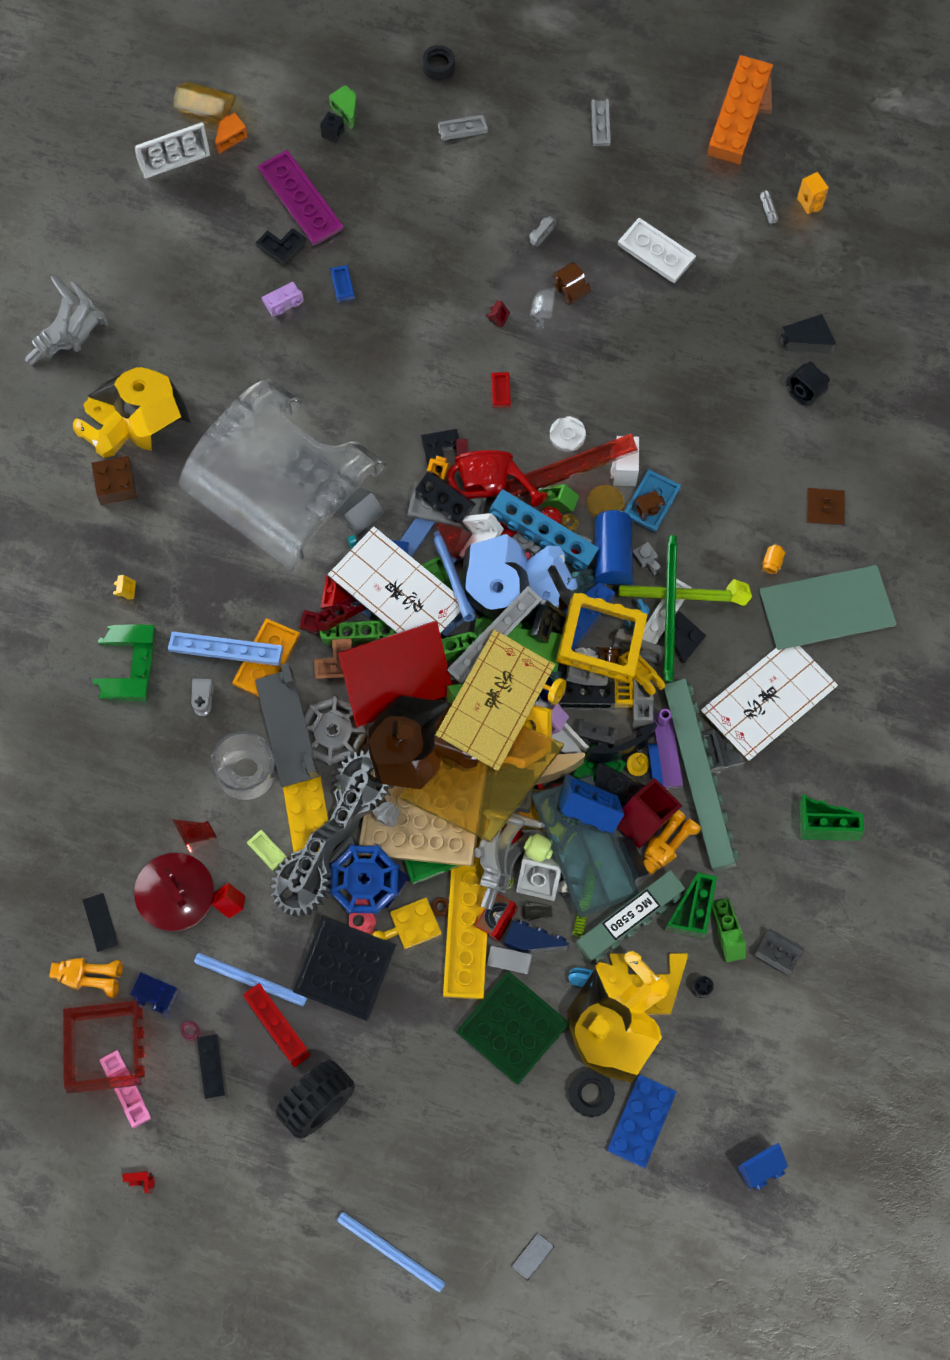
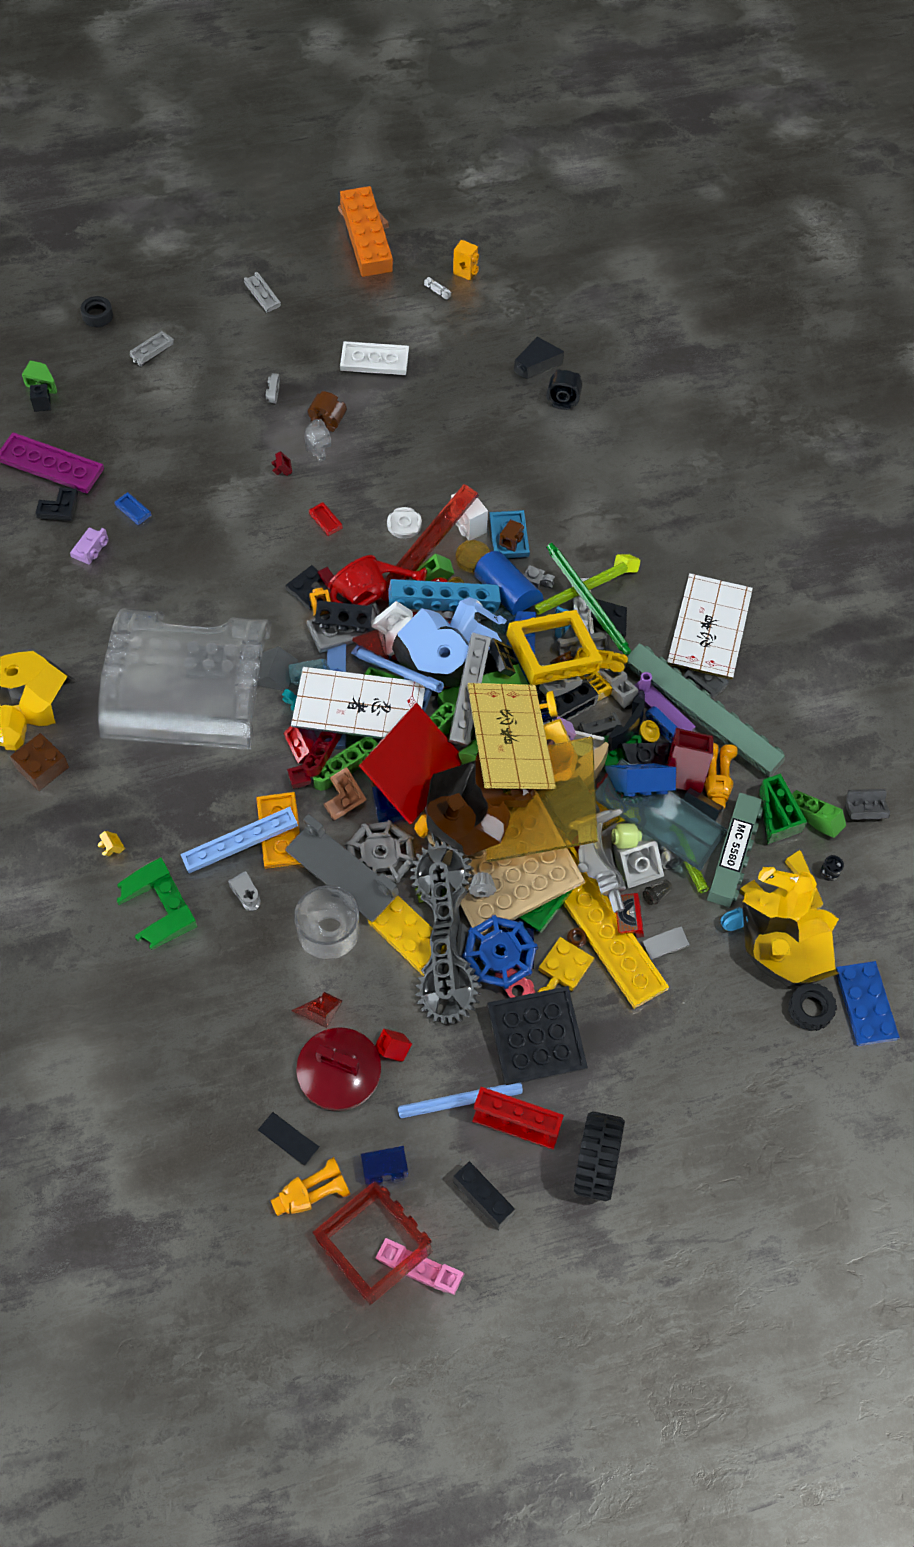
camera: 35 degrees left, 10 degrees down
(136, 1178) = (486, 1341): red bracket -> none
(192, 1025) = (441, 1185): clear pink bush -> none
(266, 850) = (395, 984): yellowish green tile -> none
(388, 529) = (295, 670): none -> clear light blue slope
(391, 1252) = (752, 1248): light blue axle -> none
(512, 1028) = (710, 996): dark green plate -> none
(531, 940) = (671, 915): dark blue slope -> none
(532, 1256) = (869, 1171): slope -> none
(773, 559) = (634, 525): light orange brick -> none
(825, 506) = (642, 469): reddish brown piece -> none
(827, 607) = (700, 538): sand green piece -> none
(829, 822) = (826, 687): green wedge -> none

